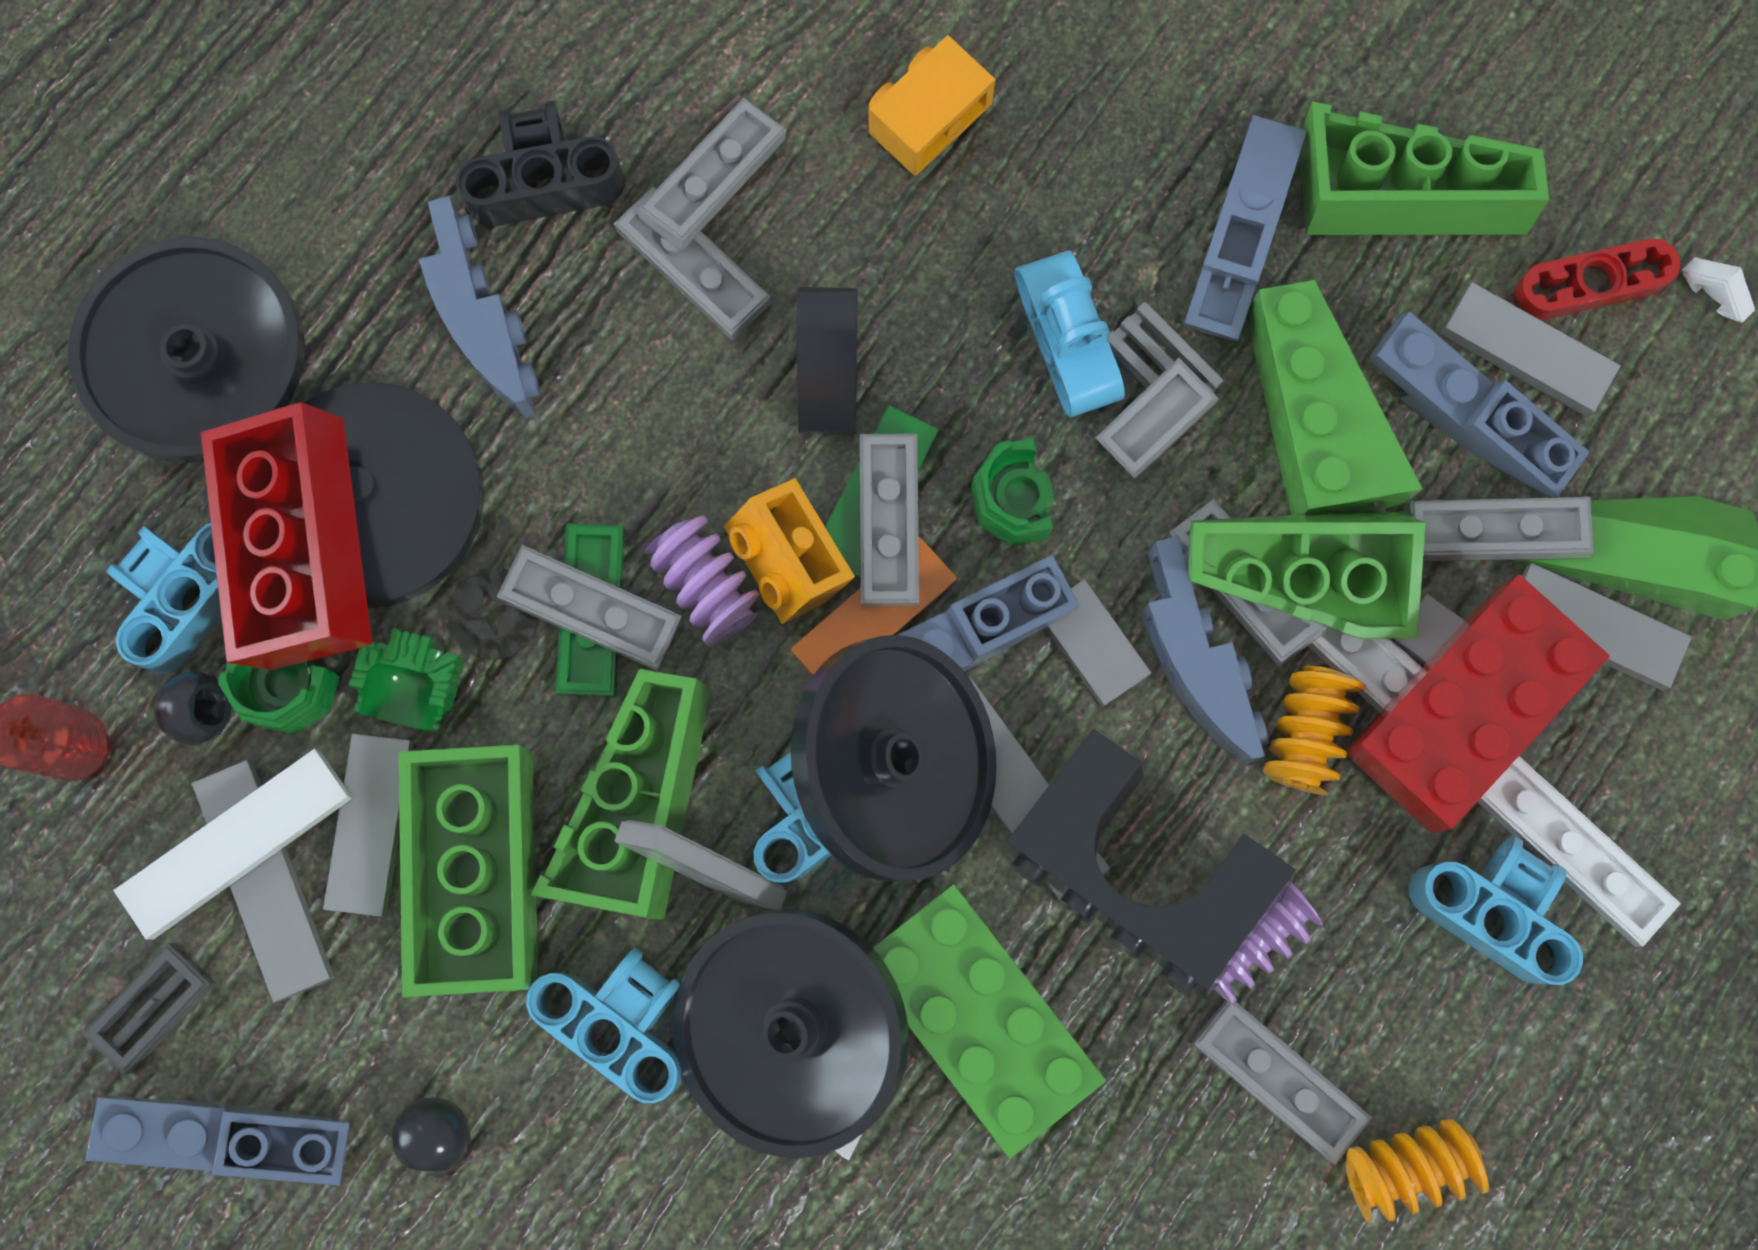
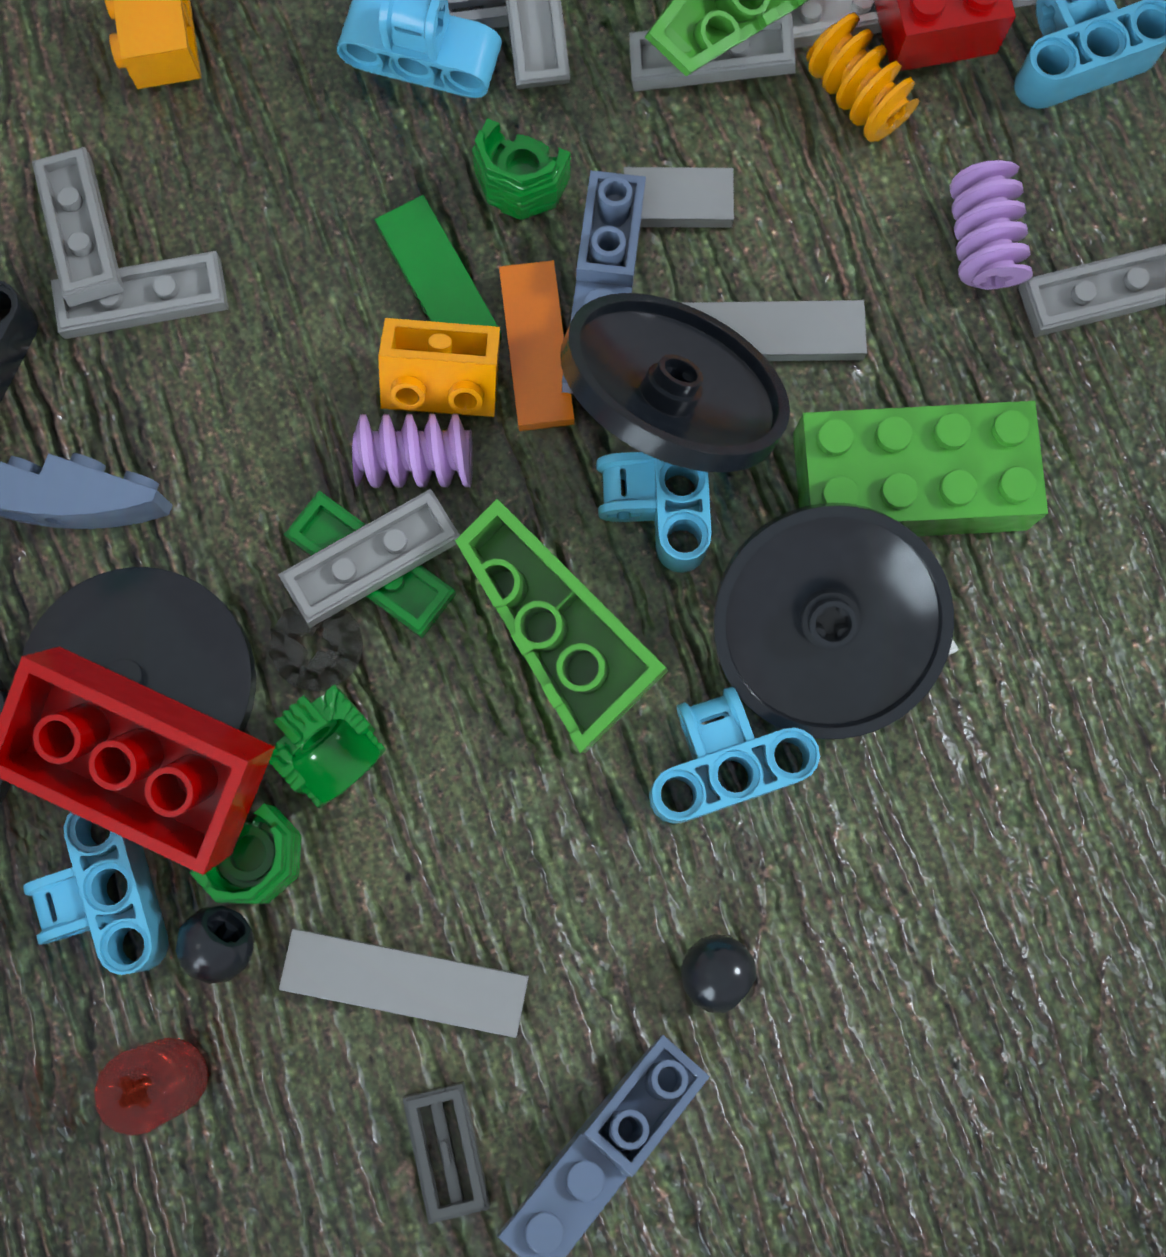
camera: 55 degrees left, 0 degrees up
(232, 844) = (358, 985): white tile -> none
(367, 828) = (420, 862): light grey tile -> none
(467, 870) = (521, 795): bright green brick -> none
(700, 864) = (651, 595): light grey tile -> none
(827, 360) = (305, 225): black piece -> none
(889, 520) = (469, 277): light grey tile -> none
(1189, 939) = (975, 261): black arch -> none
(1205, 678) = (764, 133): sand blue slope -> none

